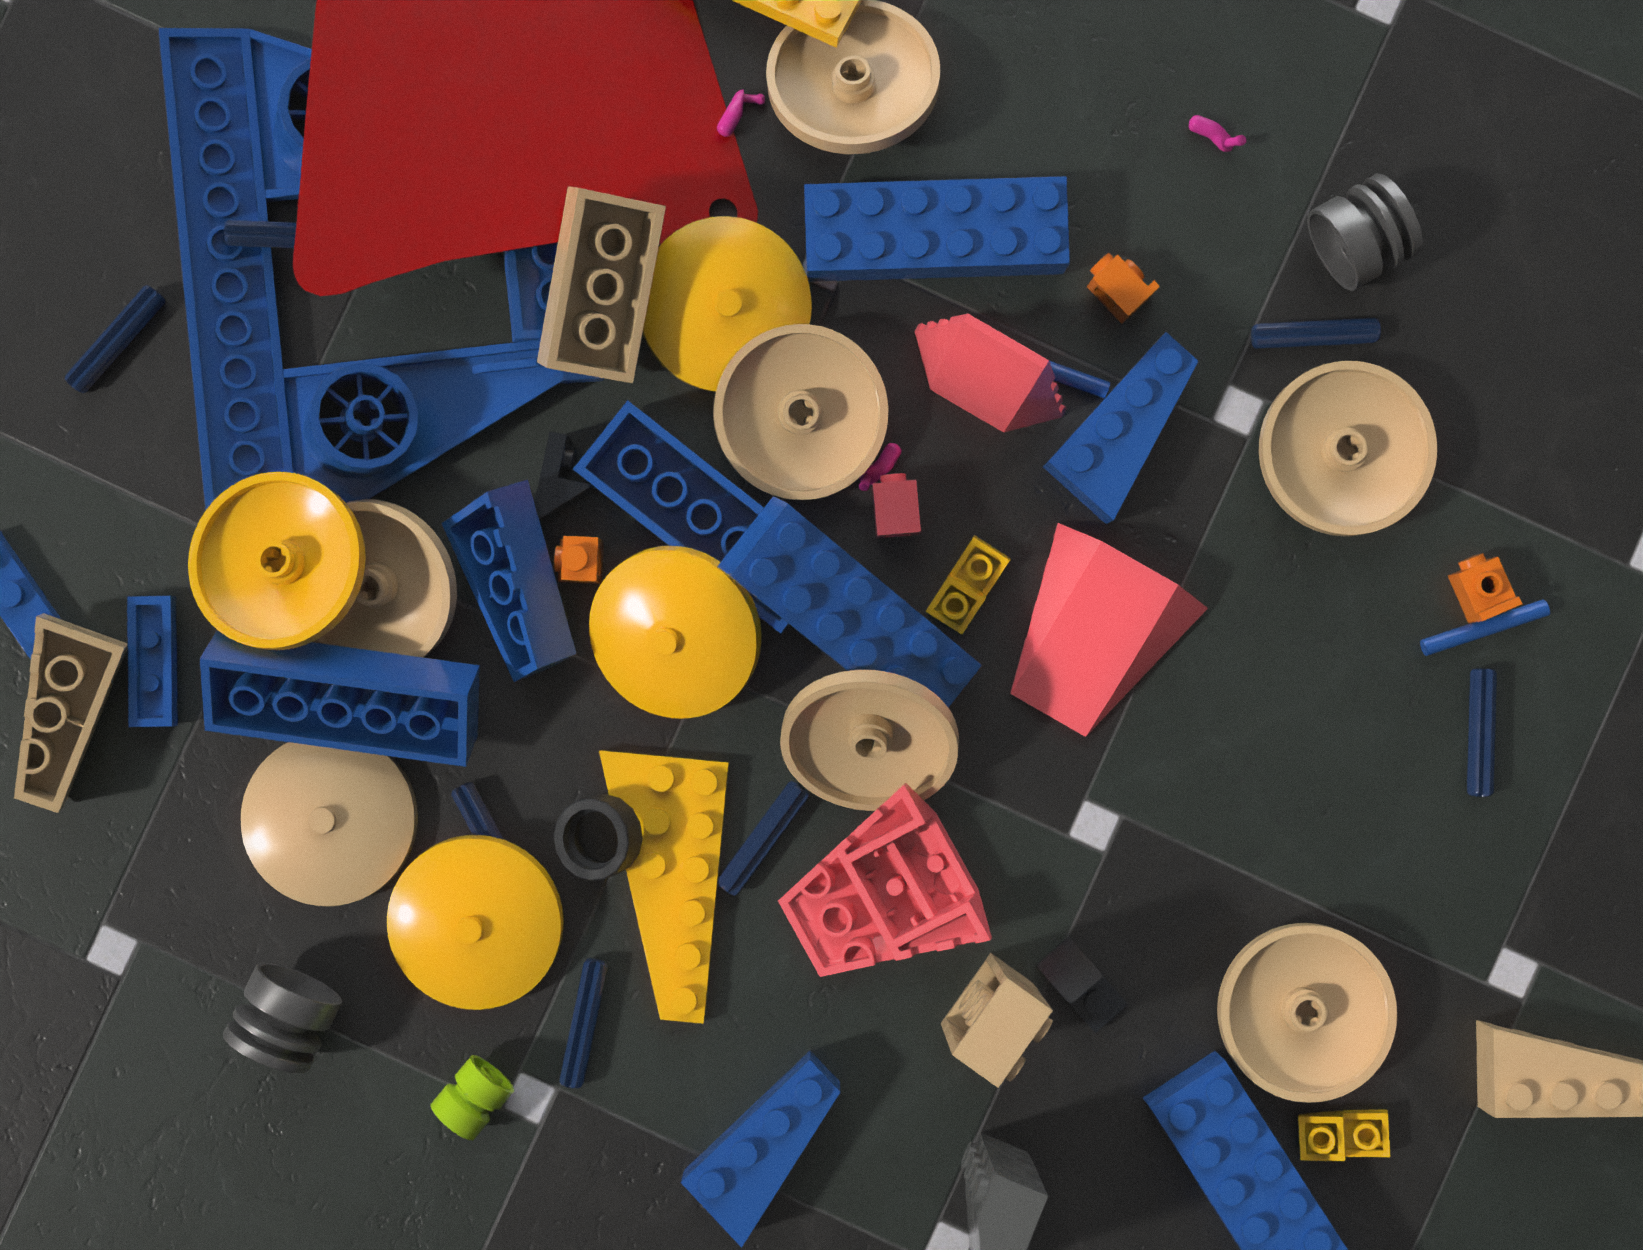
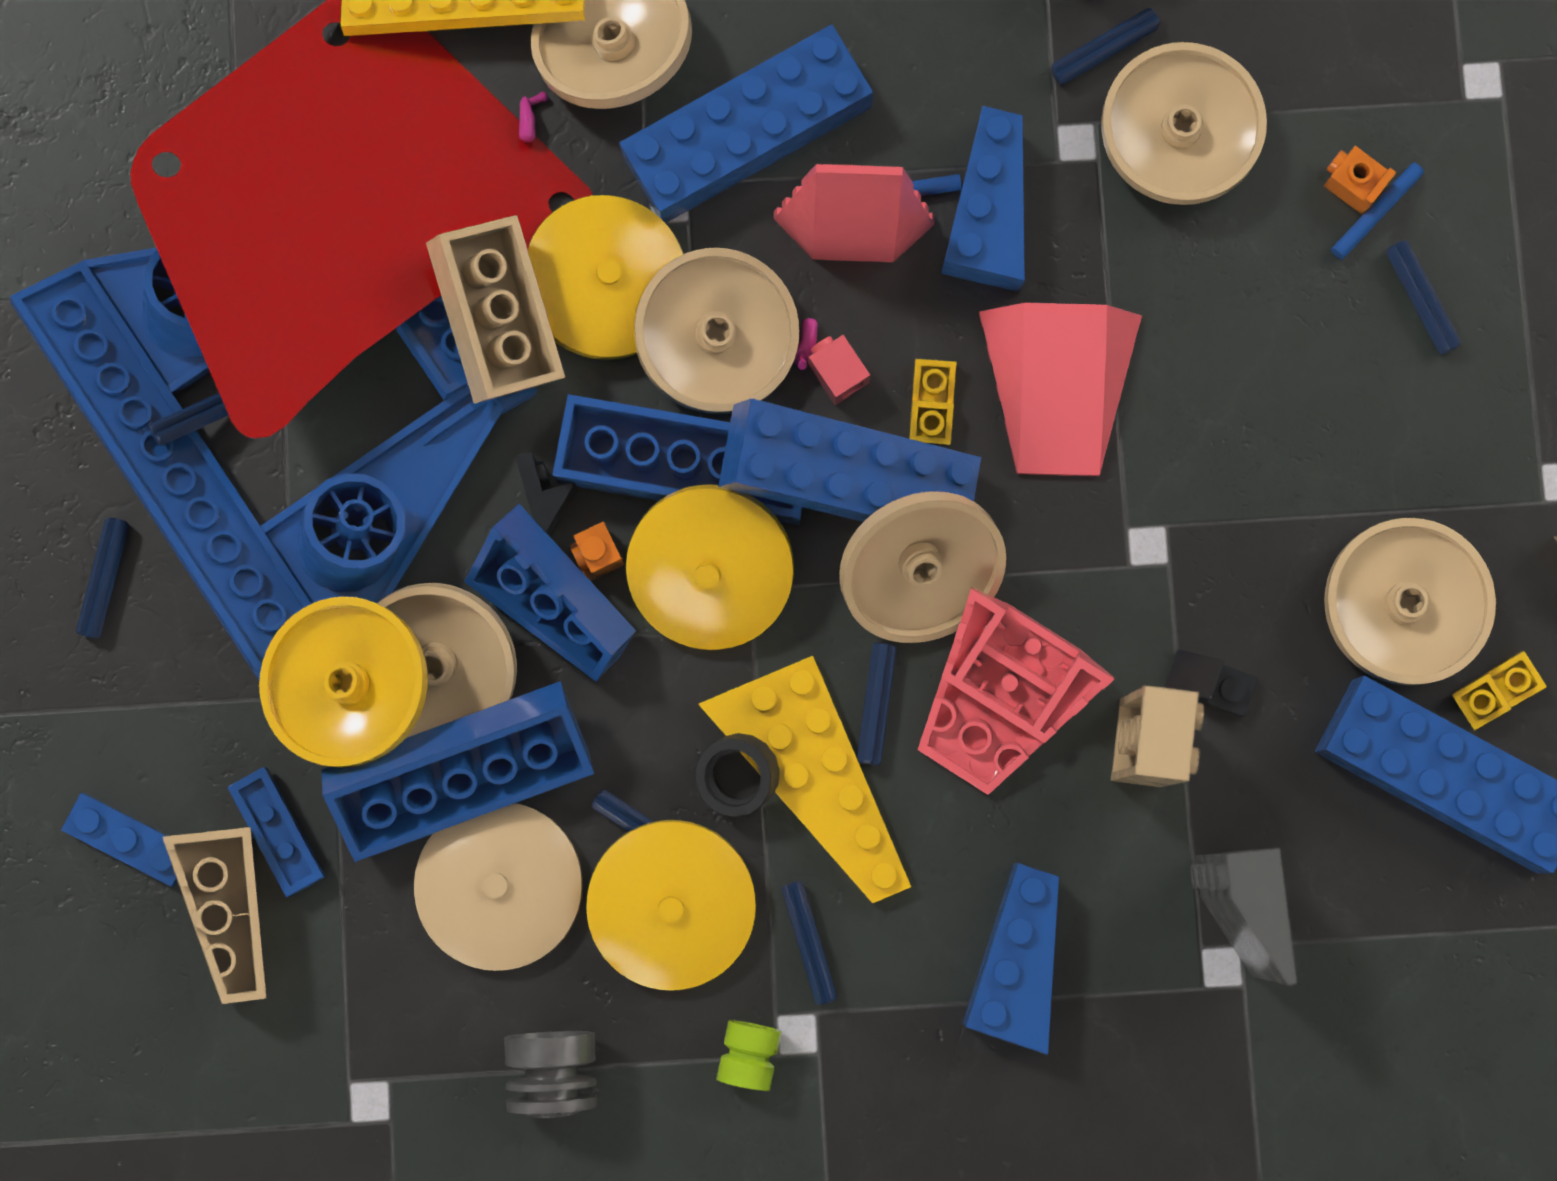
camera: 25 degrees left, 5 degrees down
(1120, 286) = (924, 91): orange brick -> none

